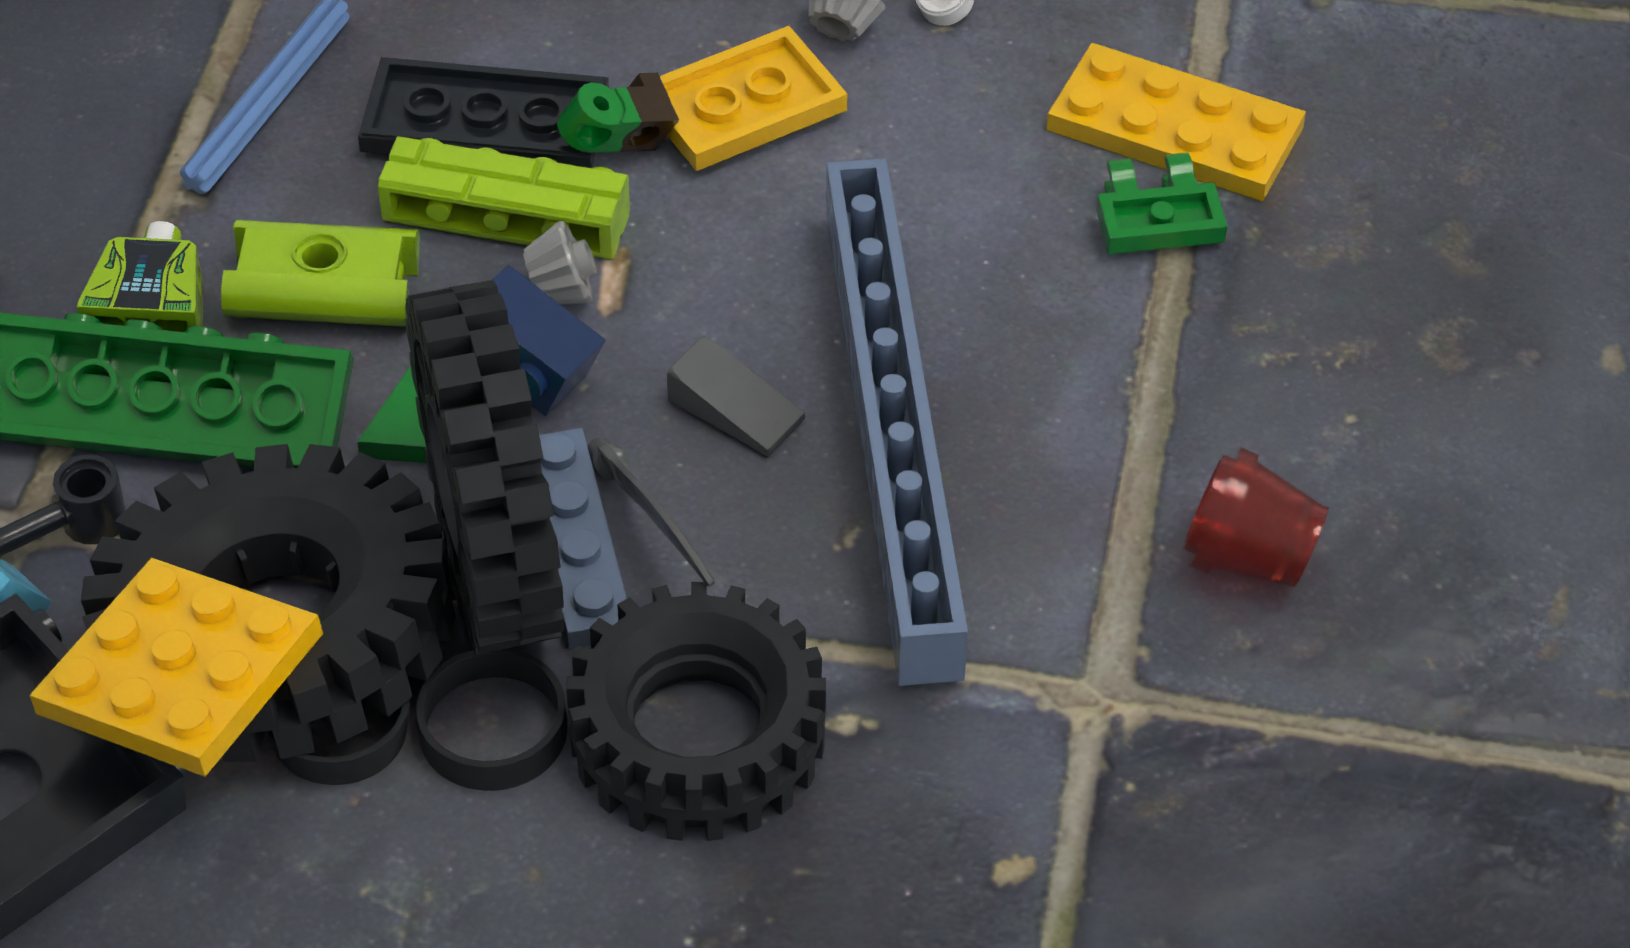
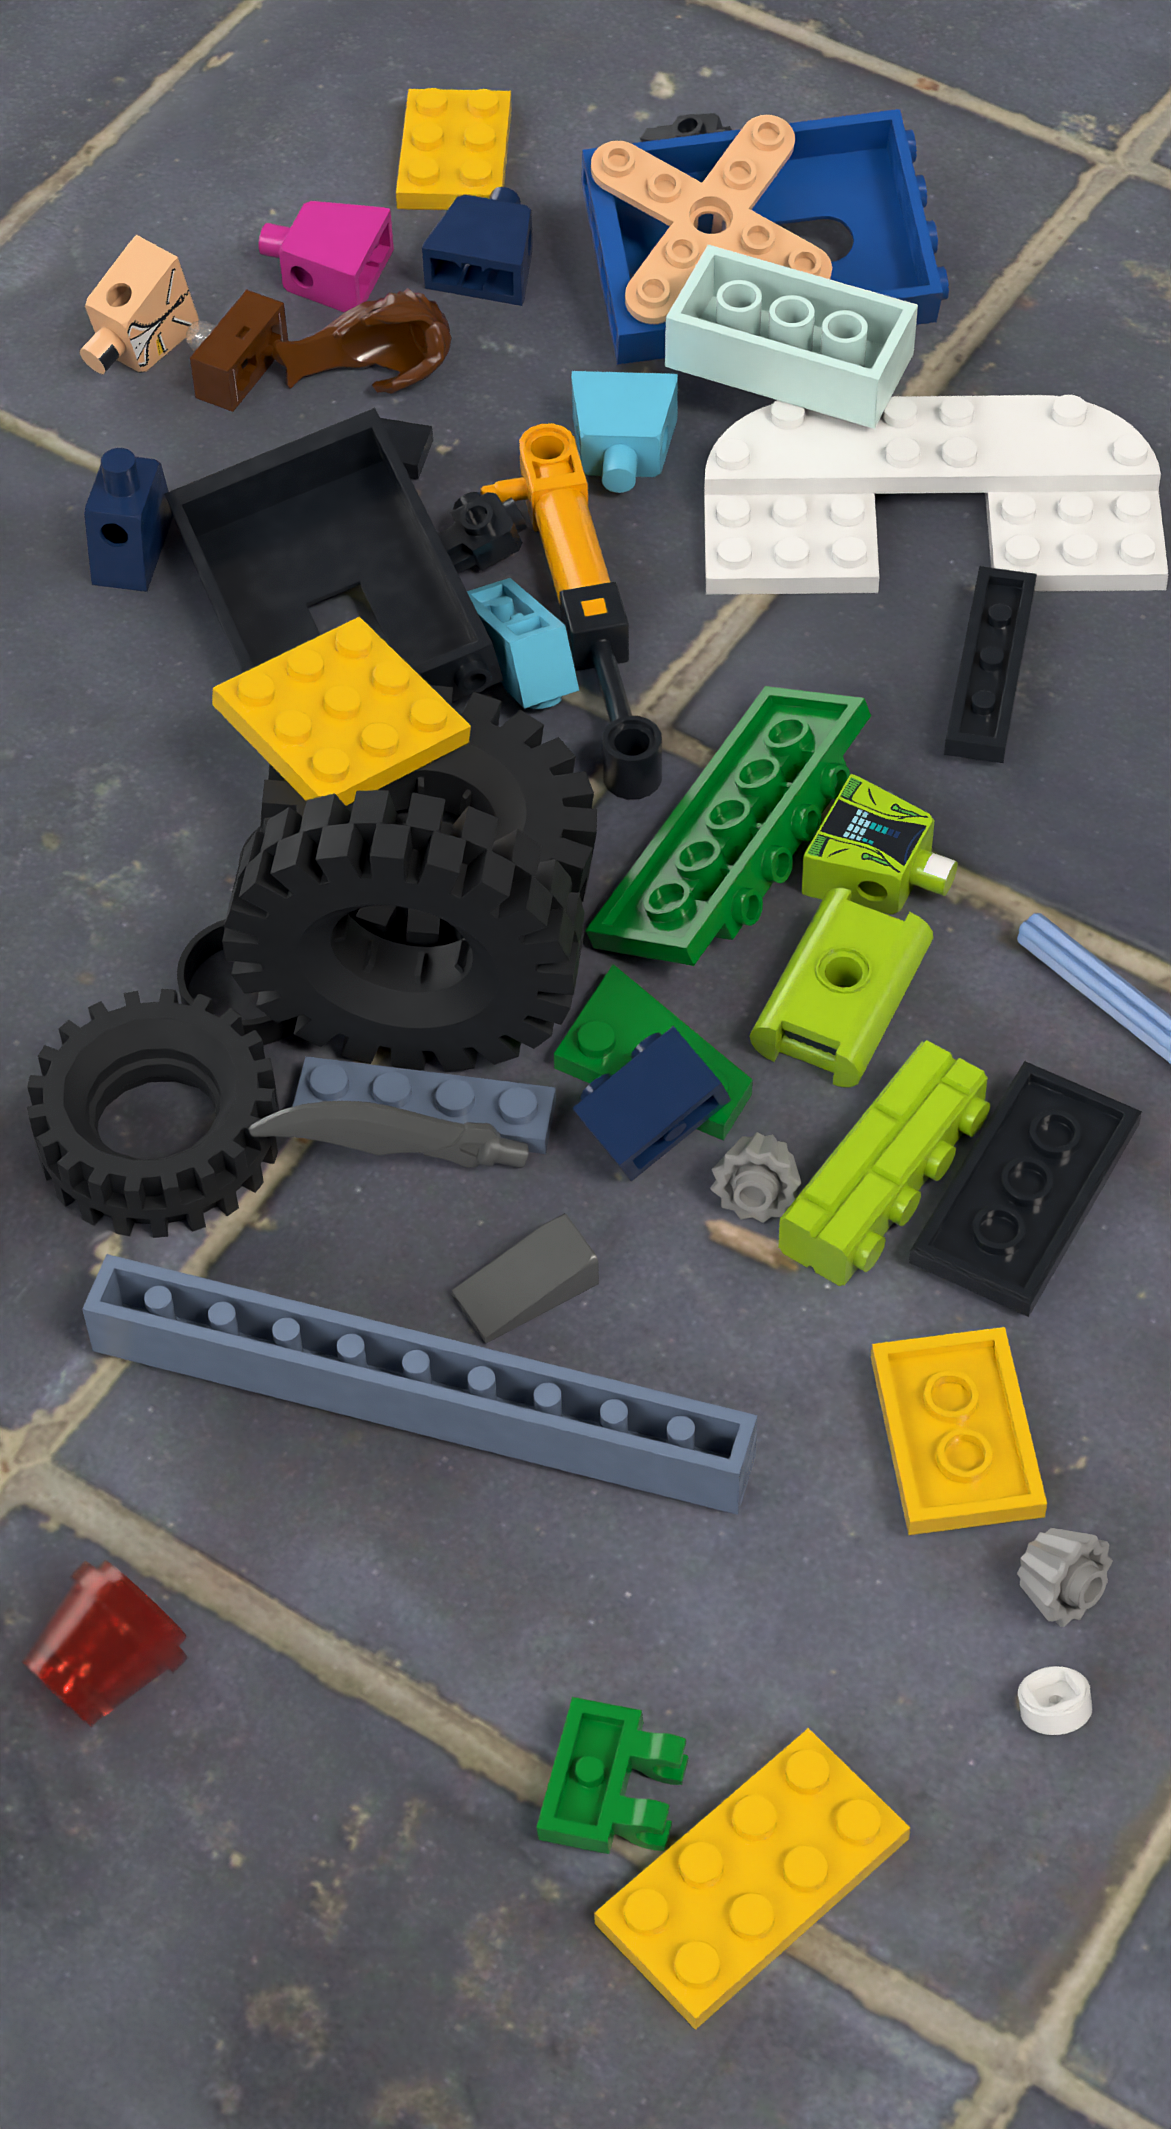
camera: 115 degrees right, 5 degrees up
(619, 117) = (937, 1260): green leg -> none

